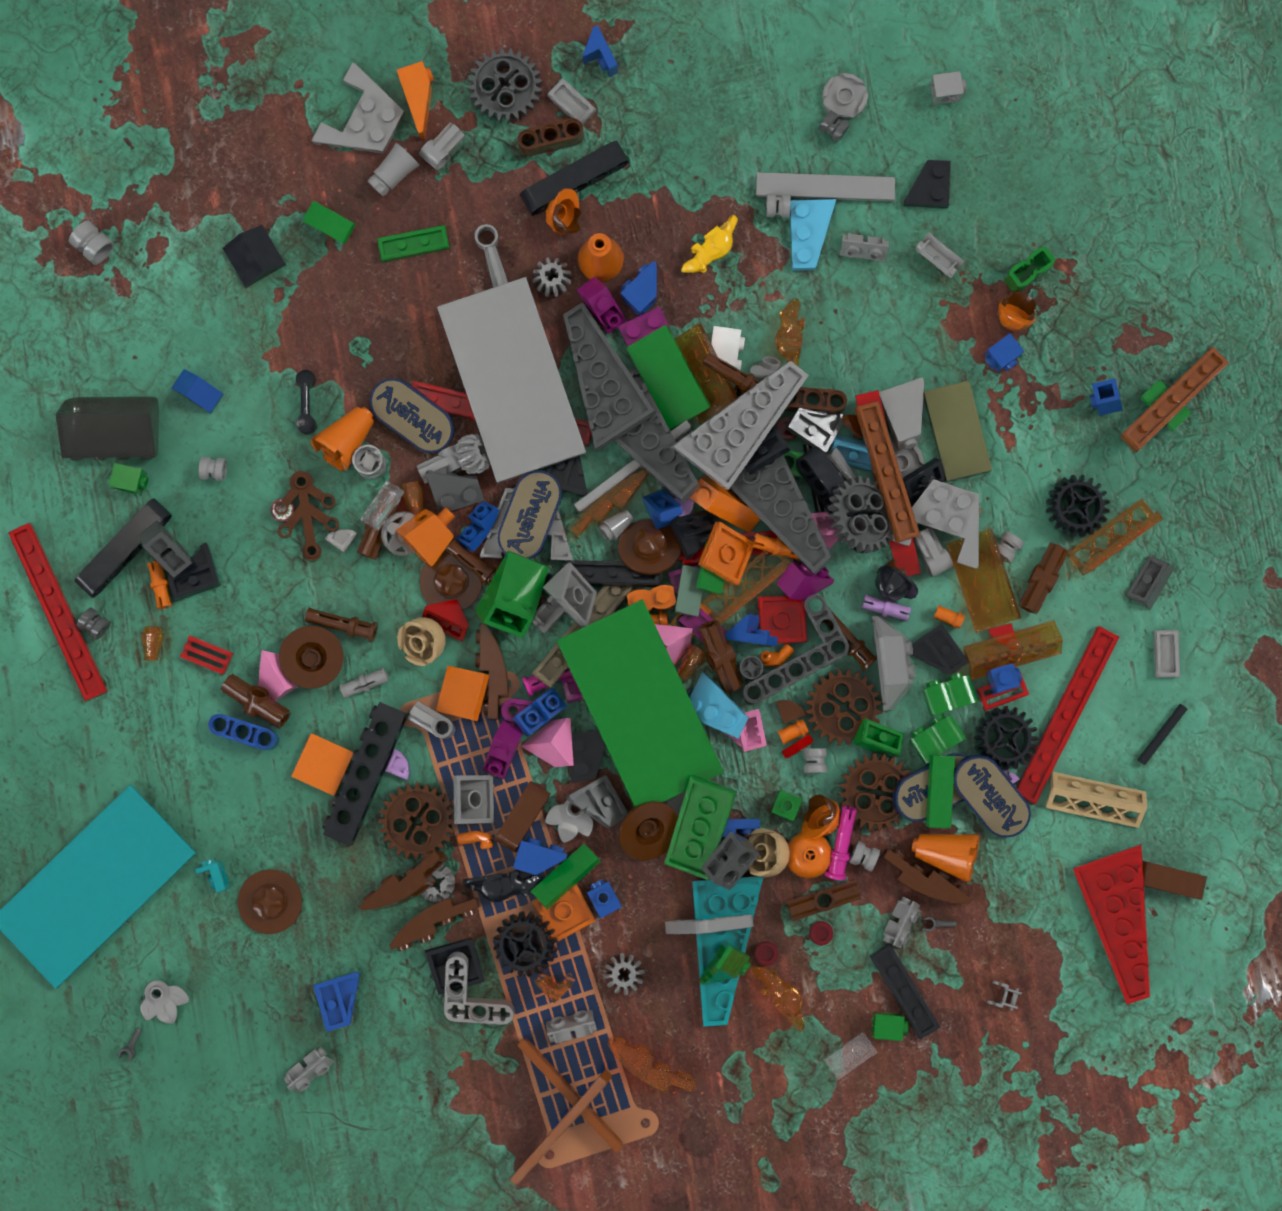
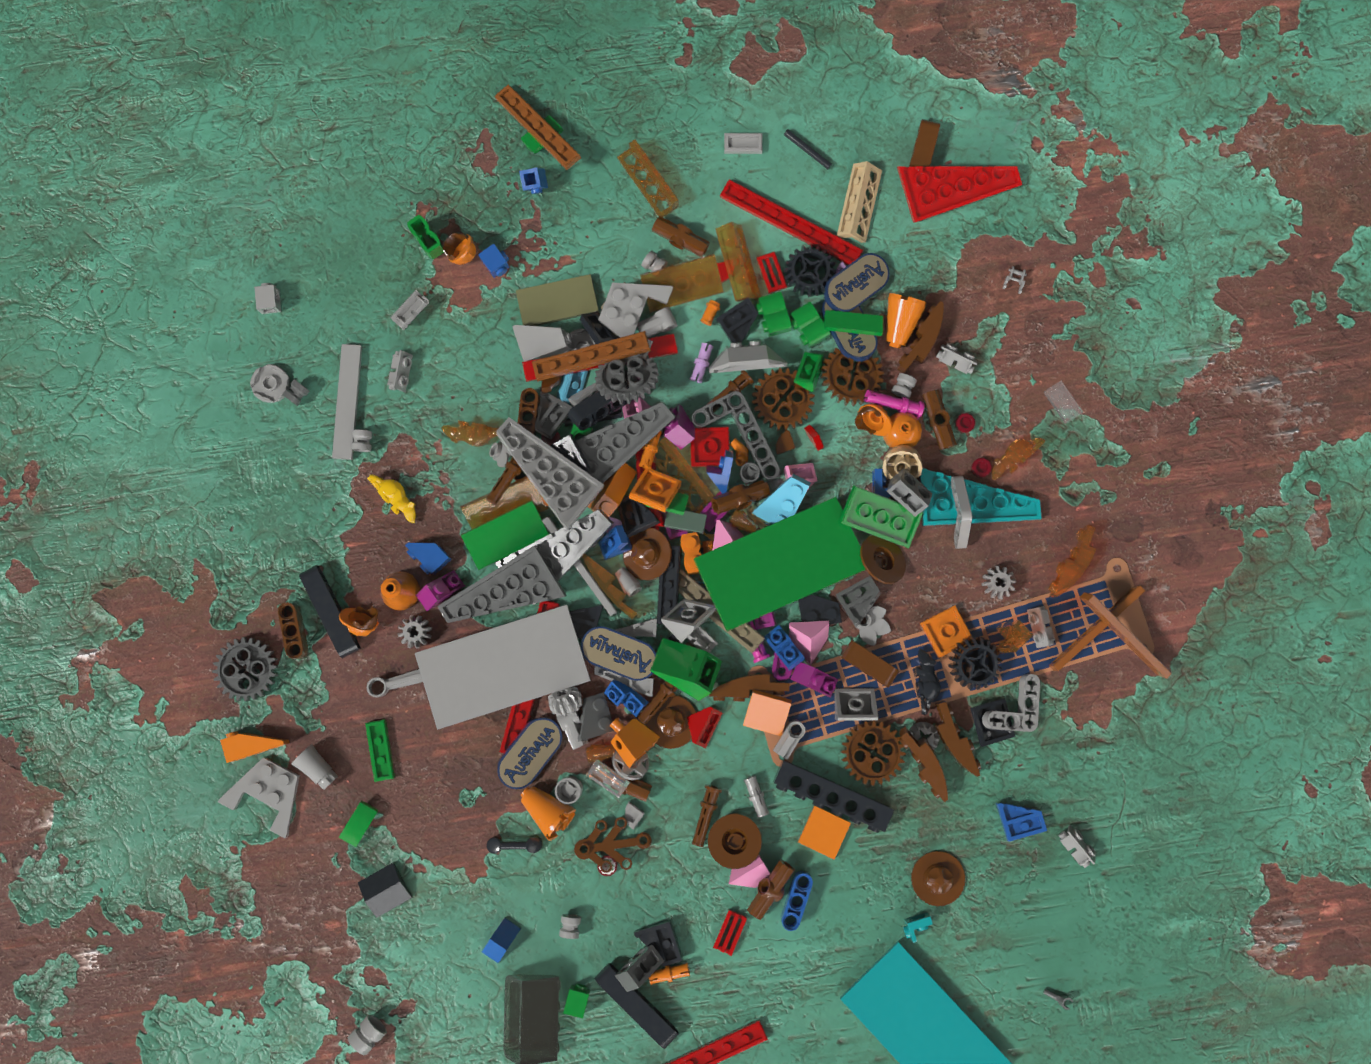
camera: 85 degrees left, 0 degrees up
(93, 623) = (701, 1031): dark grey wheel -> none
(152, 641) = (716, 980): clear orange cone -> none
(165, 1004) = (1024, 968): light grey plate -> none
(398, 765) = (825, 768): lavender tile -> none
(421, 640) = (722, 746): tan cylinder -> none
(438, 151) = (299, 727): light grey piece -> none
(475, 836) = (886, 703): orange arm -> none
(536, 858) = (905, 652): blue slope -> none
(565, 876) = (919, 629): green tile -> none
(571, 101) = (262, 613): light grey tile -> none
(598, 48) = (216, 588): blue slope -> none
(603, 898) = (937, 598): blue brick -> none
(642, 326) = (460, 556): magenta plate -> none
(726, 964) = (993, 499): green wedge -> none
(727, 344) = (478, 485): white slope -> none
(786, 805) = (863, 447): green brick -> none
(793, 731) = (802, 440): orange pin -> none
(808, 229) = (384, 417): medium azure wing -> none
(815, 755) = (821, 423): light grey wheel -> none
(889, 1026) = (1040, 371): green brick -> none
(894, 583) = (682, 354): black piece -> none
(904, 991) = (1011, 358): black tile -> none
(931, 186) = (350, 314): black wing -> none
(938, 923) = (957, 329): dark grey hand -> none
(1004, 678) = (762, 269): blue brick -> none
(1074, 498) = (615, 210): black gear -> none
(1150, 582) = (684, 154): dark grey slope -> none

